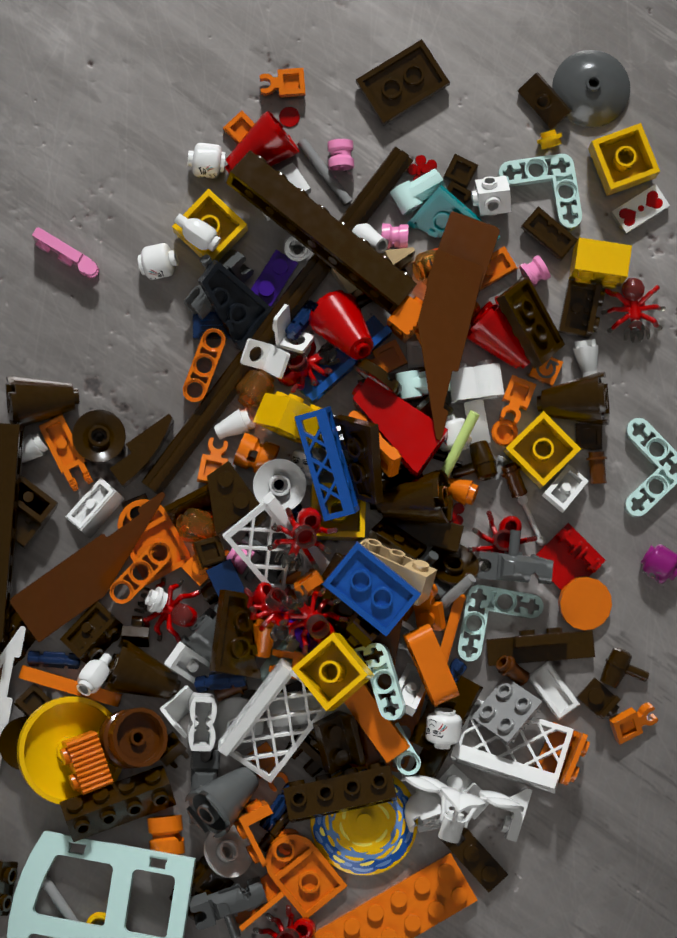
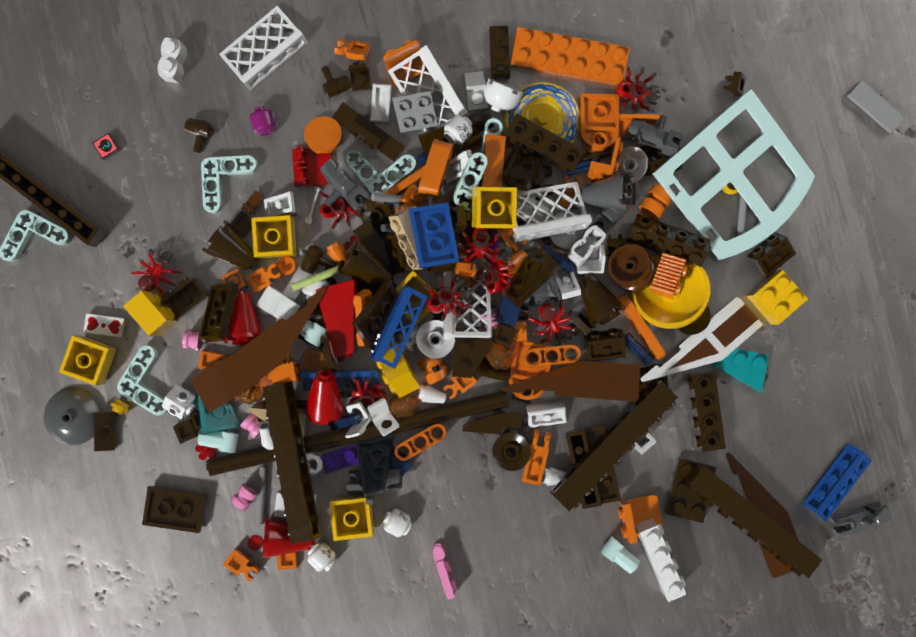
camera: 135 degrees left, 5 degrees up
(31, 700) = (669, 336): dark brown tile -> none
(38, 399) = (528, 500): dark brown cone -> none
(94, 675) = (624, 320): white plant -> none
(156, 600) = (556, 333): white plate -> none
(198, 233) = (360, 519): white plant -> none
(453, 821) = (487, 74): white plant -> none
(507, 666) = (394, 135): reddish brown pin -> none
(513, 824) = (453, 58): white slope -> none
(514, 479) = (303, 235): reddish brown pin -> none
(549, 233) = (166, 354): dark brown plate -> none
(587, 356) = (205, 268): white cone -> none

